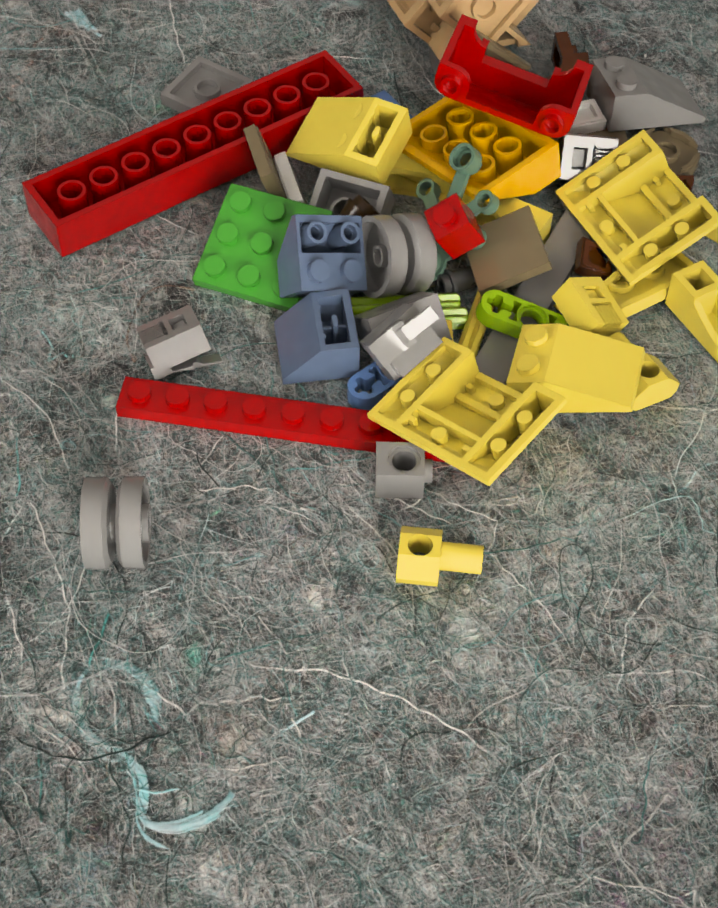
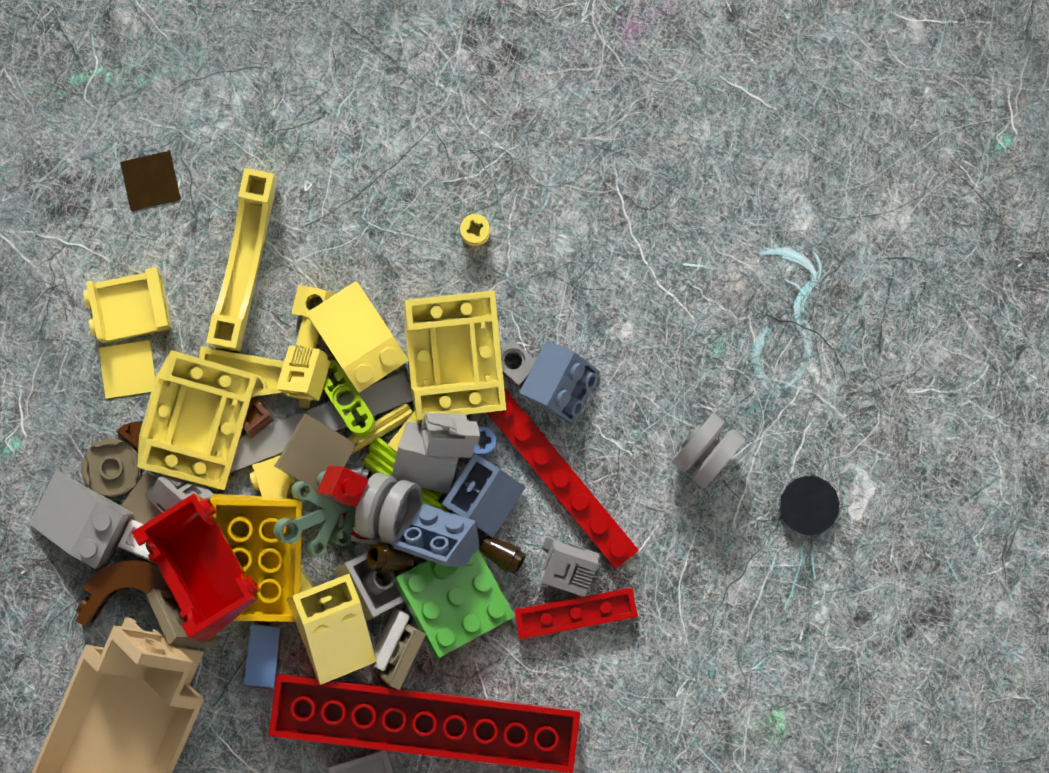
camera: 140 degrees left, 30 degrees up
(118, 331) = (575, 613): none -> red plate
(249, 314) = (503, 554): none -> dark brown cone
(337, 479) = (560, 381): none -> sand blue slope
(439, 556) = (541, 288): light yellow piece -> none
(573, 570) = (477, 235): none -> light yellow wheel

